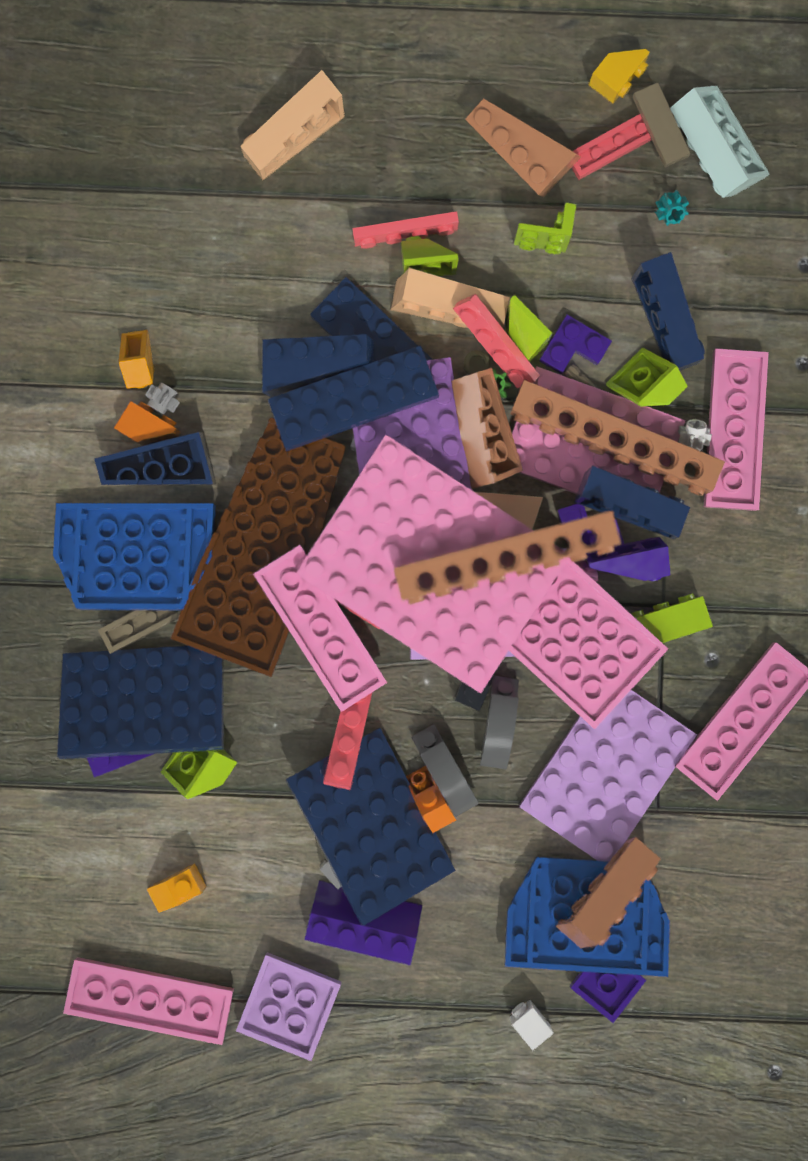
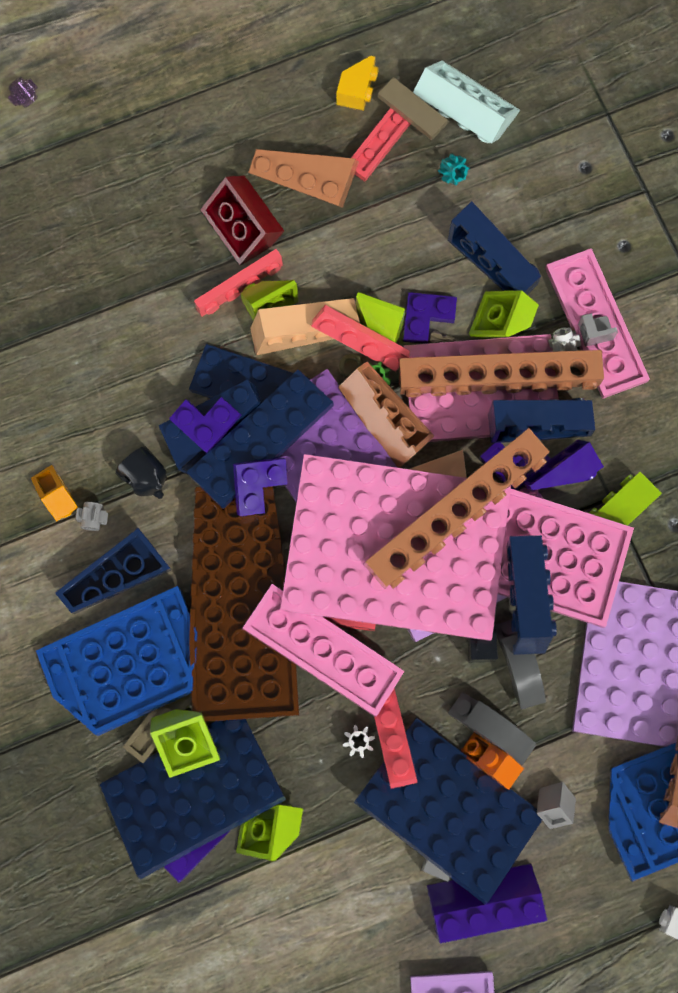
camera: 25 degrees left, 10 degrees down
(144, 427) = (85, 547): orange slope -> none
(152, 652) = (183, 741): none -> lime slope
(177, 888) = (299, 955): light orange slope -> none
(229, 379) = (143, 473): none -> black piece
(294, 125) = (106, 240): light nougat wedge -> none
(306, 365) = (208, 428): none -> dark purple plate
(309, 722) = (351, 743): none -> white gear
(329, 434) = (250, 480): none -> dark purple plate
(438, 163) = (241, 219): none -> dark red slope
(470, 866) = (556, 805): none -> light grey panel
(537, 667) = (530, 594): none -> dark blue wedge
(553, 239) = (366, 236): lime bracket -> none
(731, 437) = (596, 330): none -> light grey panel

